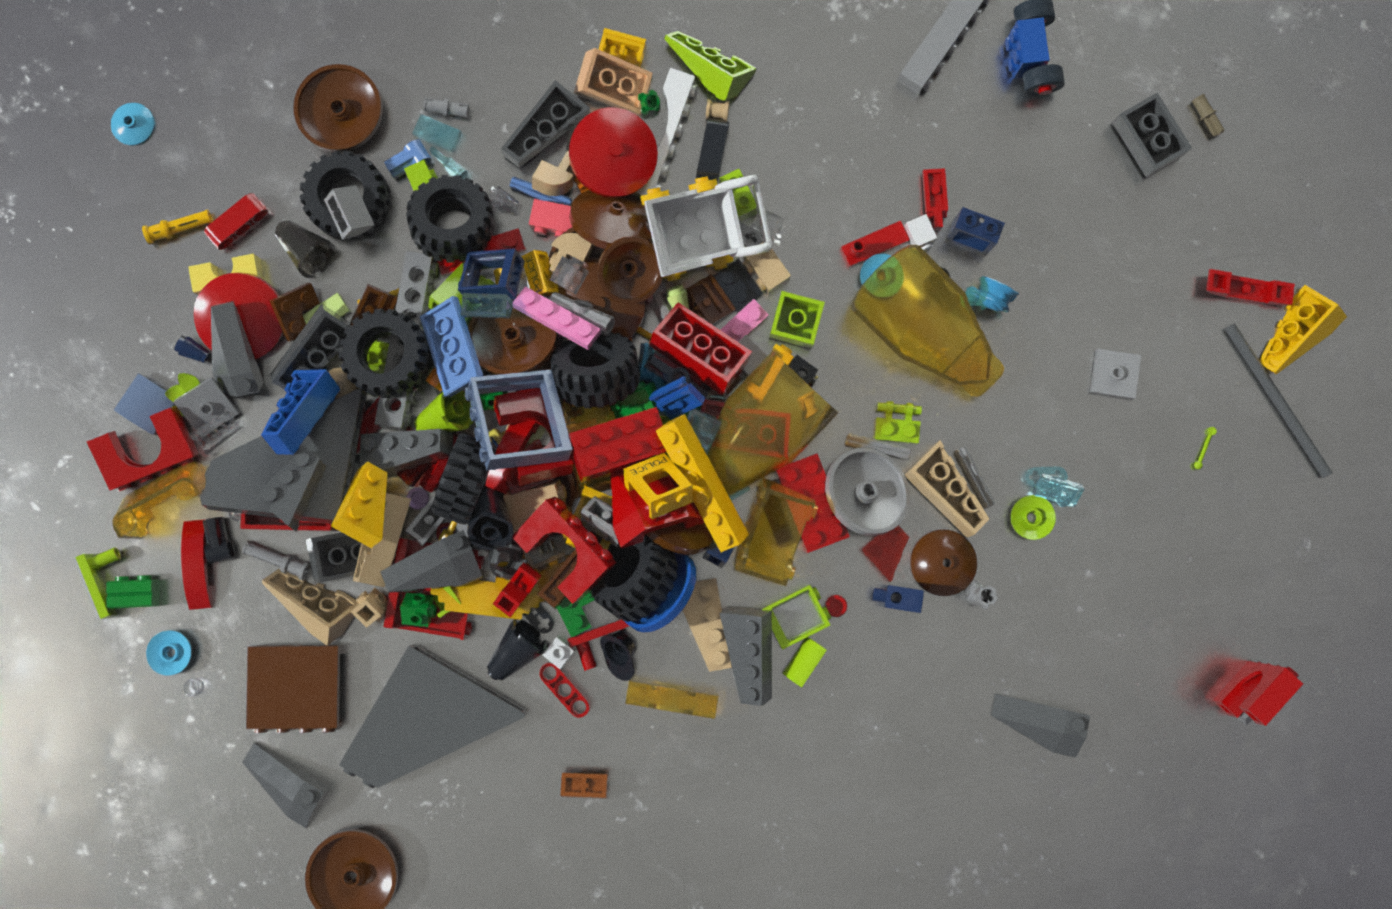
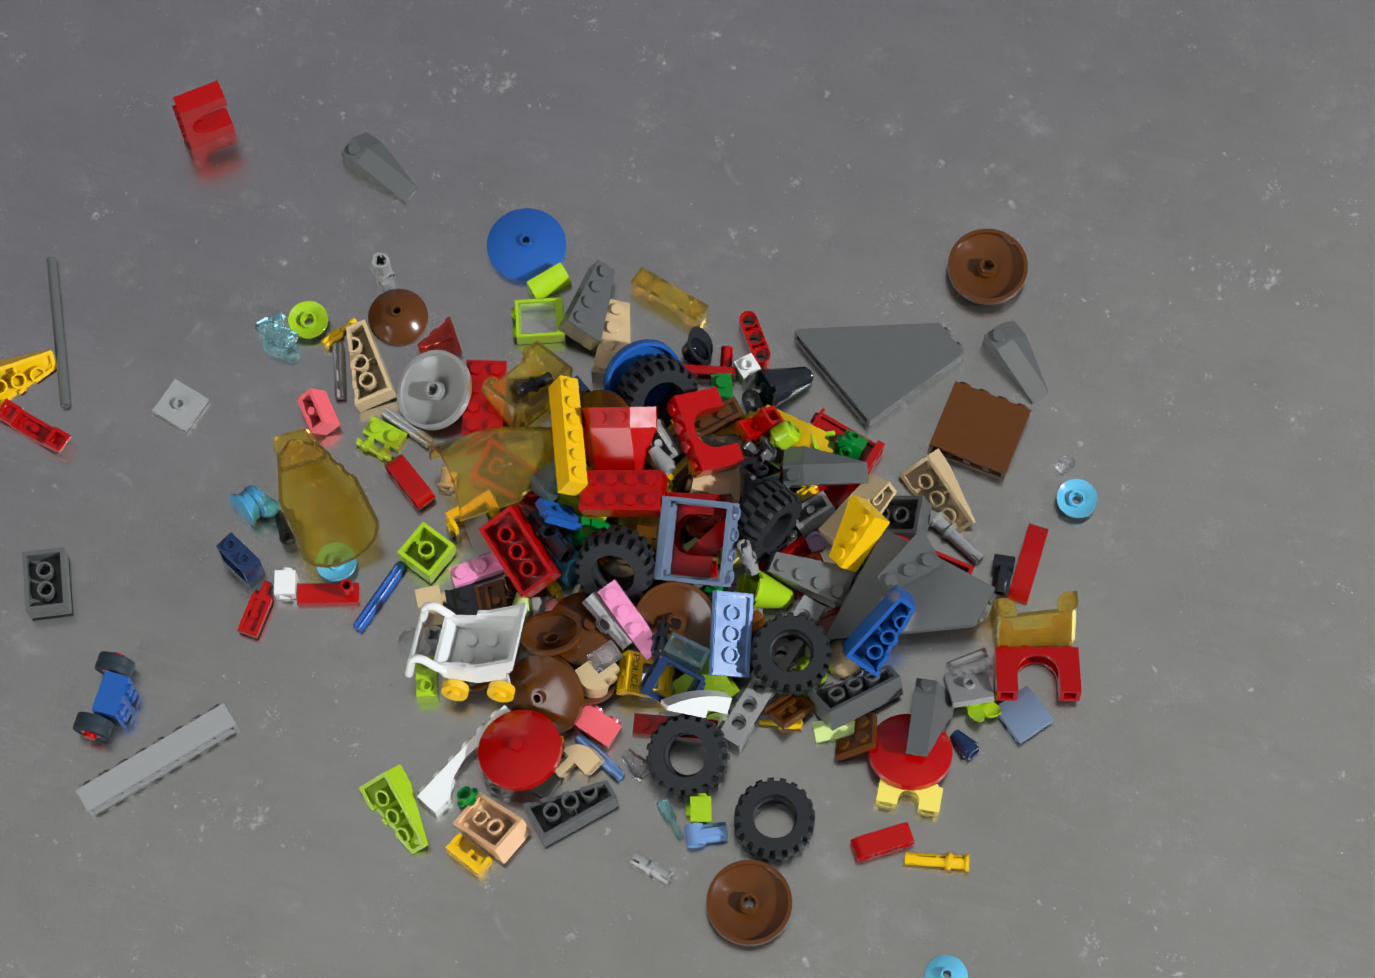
camera: 160 degrees left, 15 degrees down
(91, 573) = (1120, 595): lime piece -> none
(133, 593) = (1090, 559): green brick -> none
(305, 249) = (830, 791): clear smoke cone -> none
(348, 211) = (773, 787): light grey brick -> none
(370, 607) = (890, 464): tan brick -> none
(436, 133) = (670, 849): clear light blue tile -> none
(456, 262) = (698, 702): none -> white slope
(461, 426) = (748, 557): none -> light grey pin
(485, 588) = (784, 435): none -> lime head
(517, 306) = (659, 638): none -> black axle
(584, 785) = (770, 260): dark orange hinge -> none
(593, 495) = (662, 460): none -> light grey cone
(650, 470) = (609, 458): yellow window -> none
(712, 149) = (431, 730): black beam -> none
(717, 110) = (410, 764): tan bush -> none
(769, 539) = (533, 384): none -> black axle
(800, 365) = (440, 504): black brick -> none
(824, 260) = (379, 596): none -> blue axle
(836, 605) = (502, 318): red tile -> none
(844, 676) = (522, 260): none -> blue dish
(848, 389) = (410, 481): none -> red beam
(911, 598) = (446, 298): dark blue torso -> none
(974, 420) = (318, 411): none -> coral brick
(996, 516) = (337, 334): none -> yellow axle
(1210, 431) = (126, 329): lime hinge -> none

